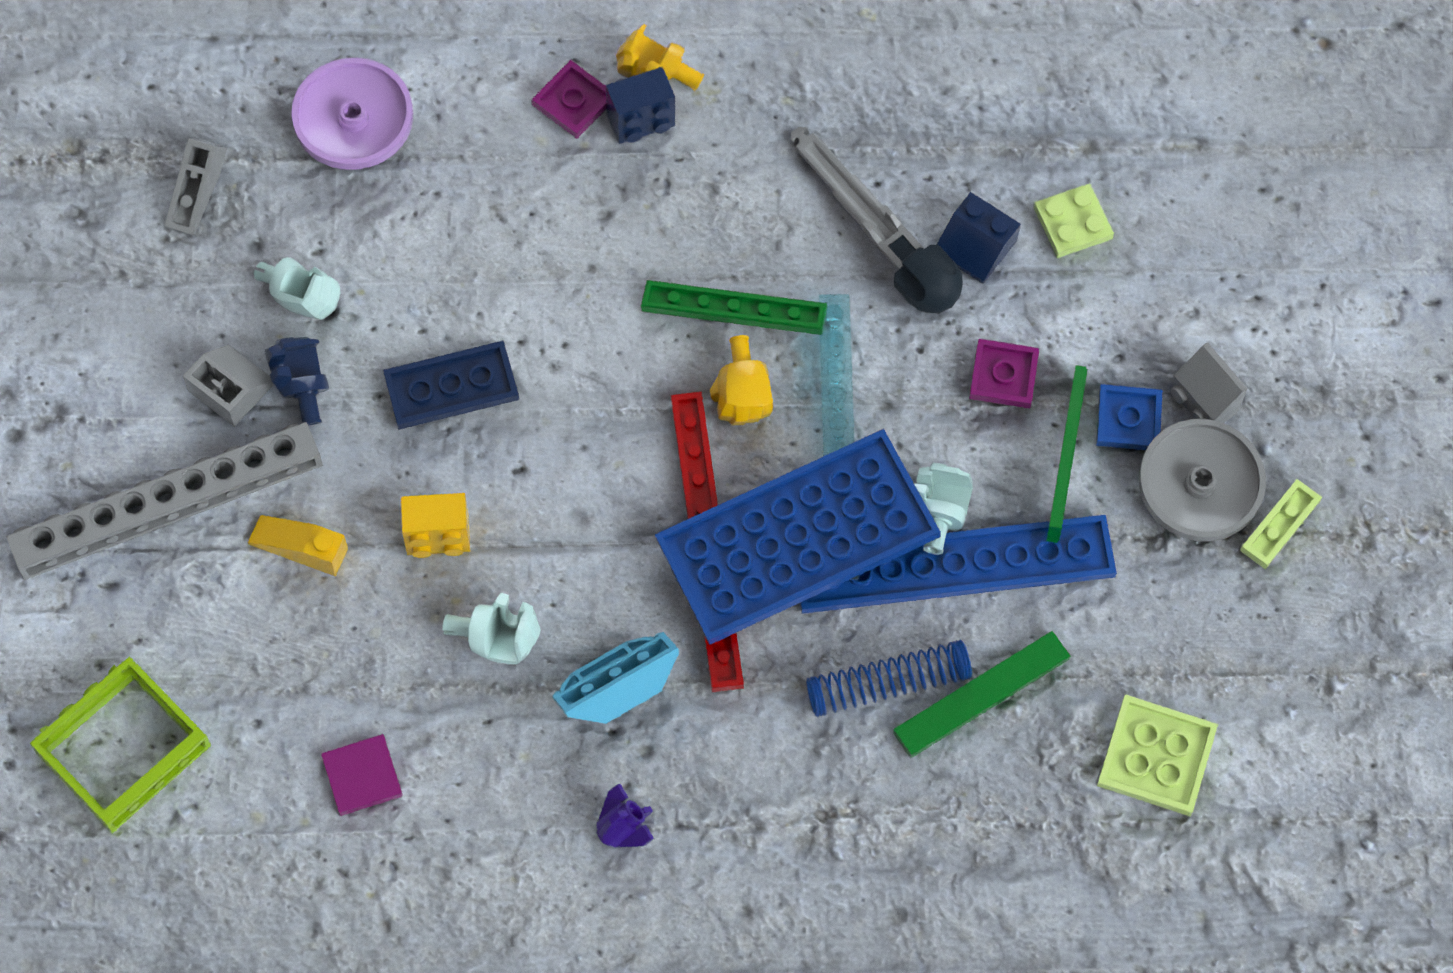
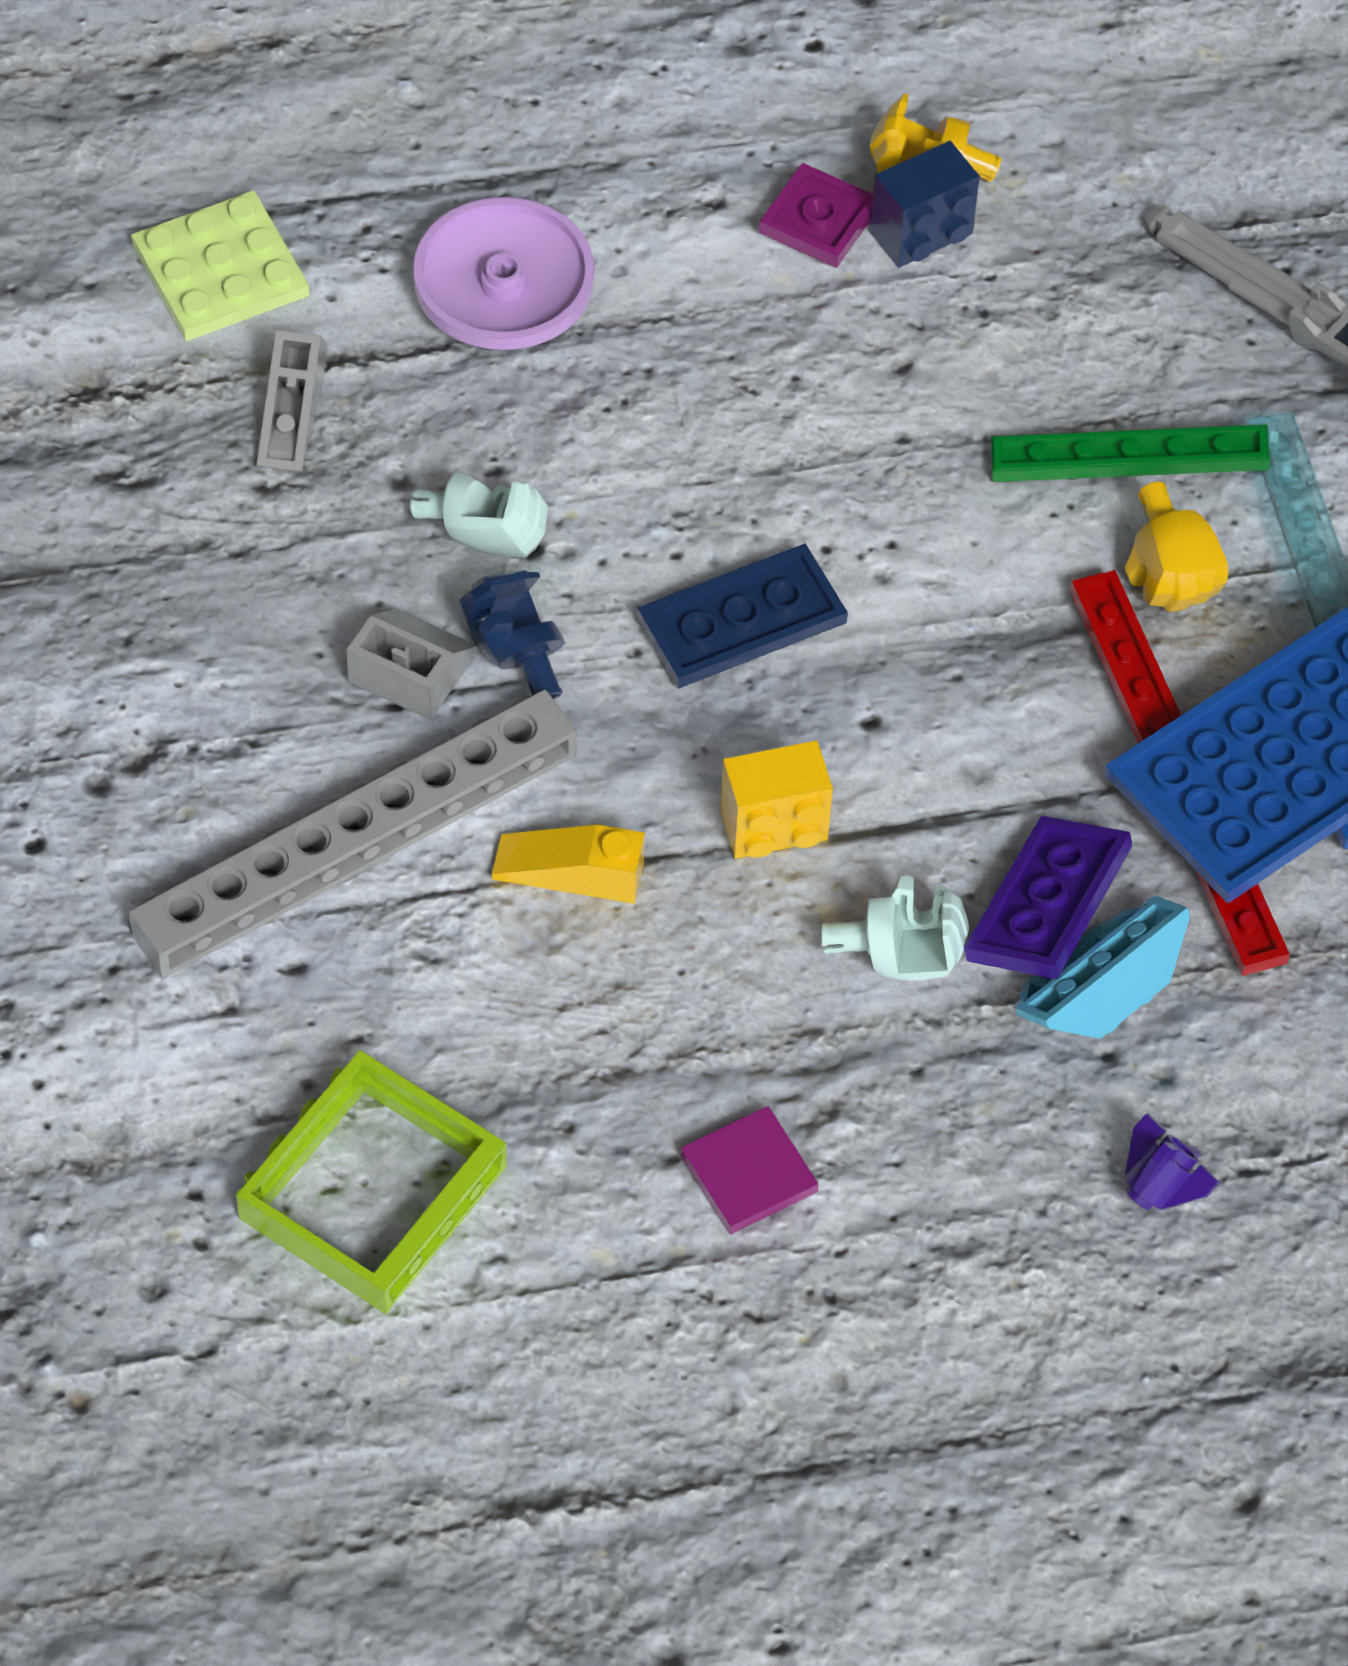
camera: 10 degrees left, 10 degrees down
(173, 76) = (220, 265): none -> yellowish green plate
(596, 620) = (1048, 897): none -> dark purple plate

